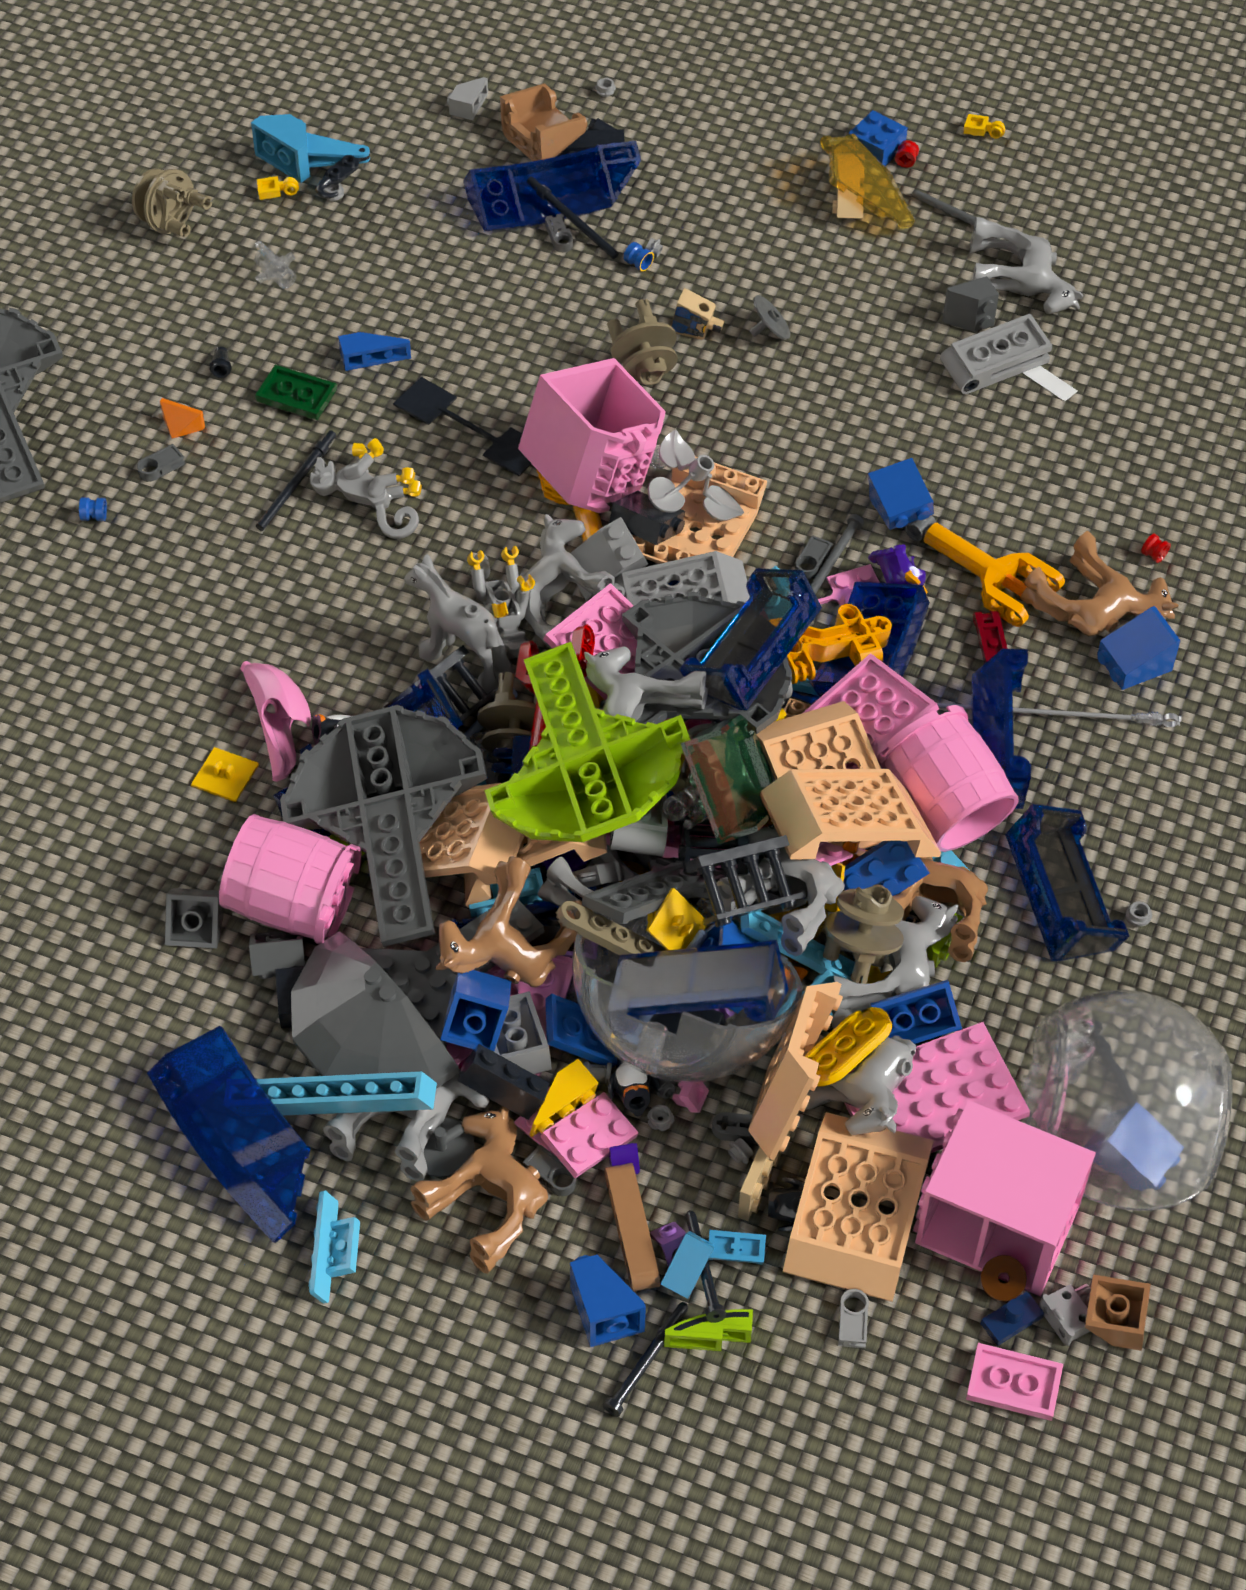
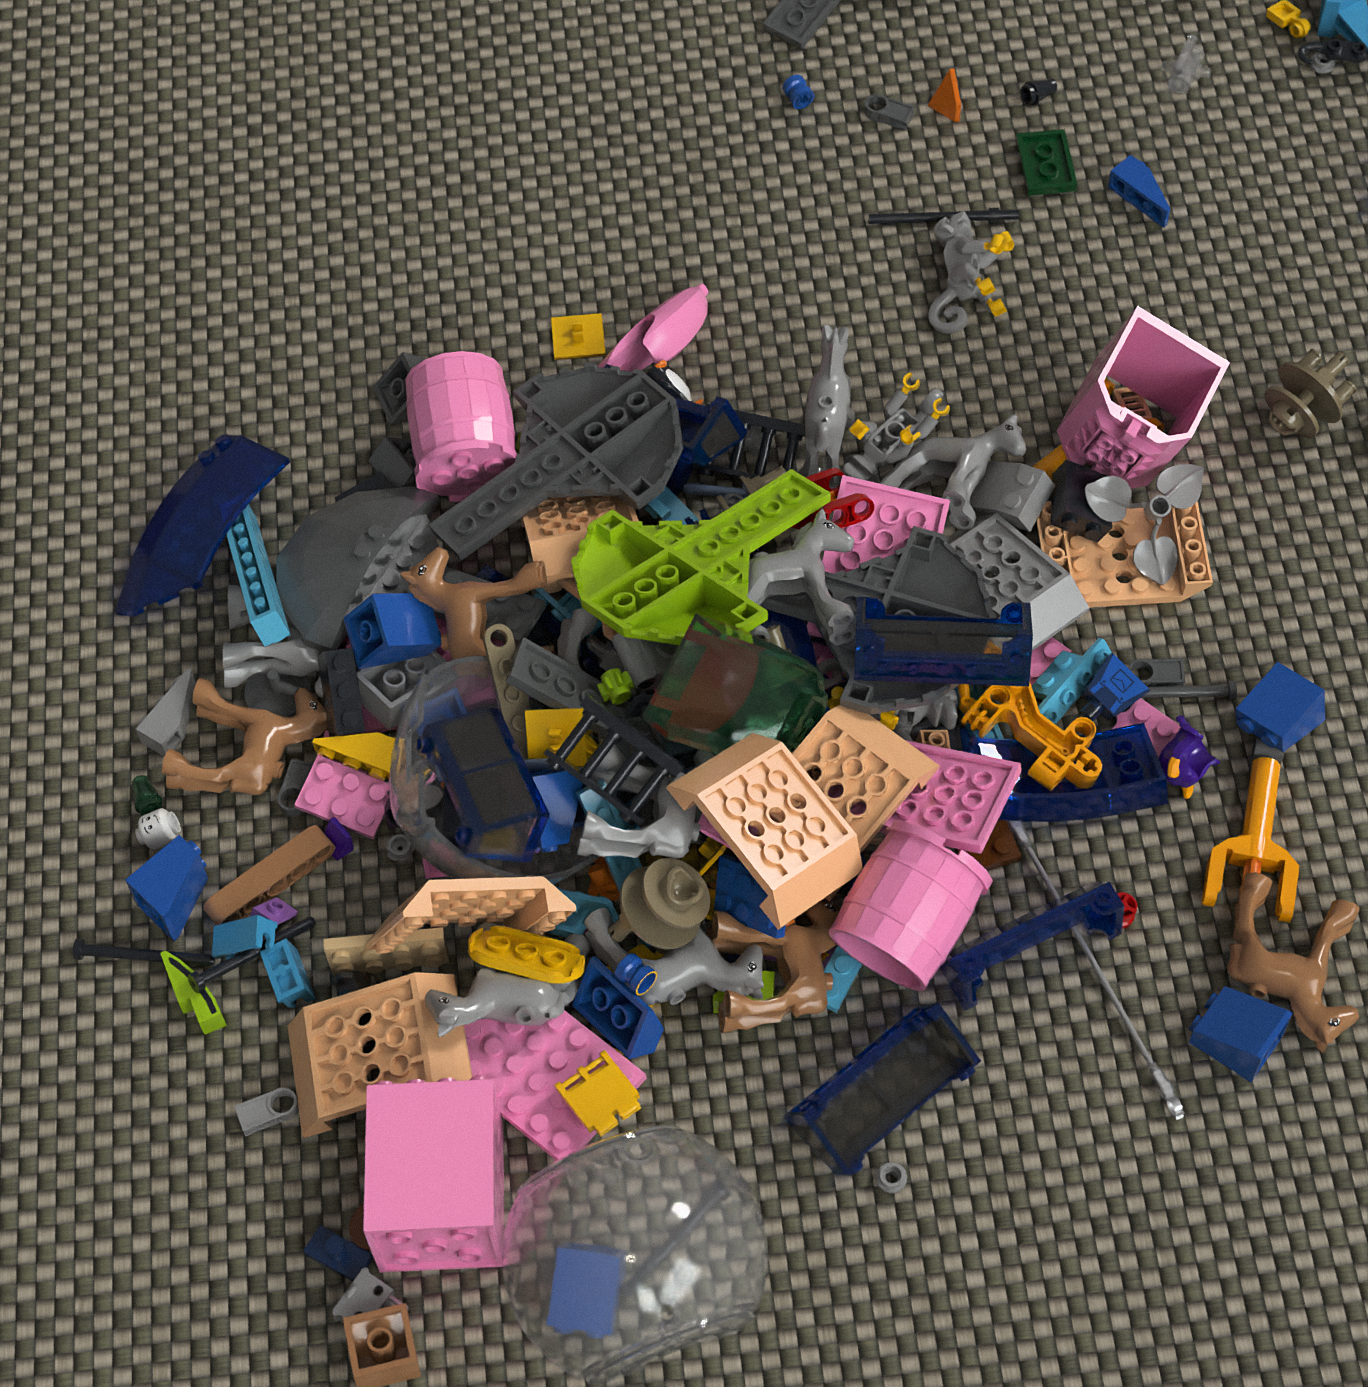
camera: 65 degrees right, 5 degrees up
(334, 1247) = (131, 655): medium azure bracket -> none
(422, 1242) = (168, 720): none -> light grey slope
(428, 401) = (1115, 266): black hinge -> none
(488, 1292) = (145, 795): none -> clear green cone
(530, 1294) = (157, 828): none -> white head
(656, 863) = (616, 686): none -> lime gear
(825, 582) = (1111, 689): none -> torso
(910, 976) = (634, 973): none -> blue wheel
(989, 633) = (1165, 883): dark red plate -> none
(994, 1054) = (600, 1095): none -> yellow plate
(1014, 1381) = (265, 1284): bright pink plate -> none

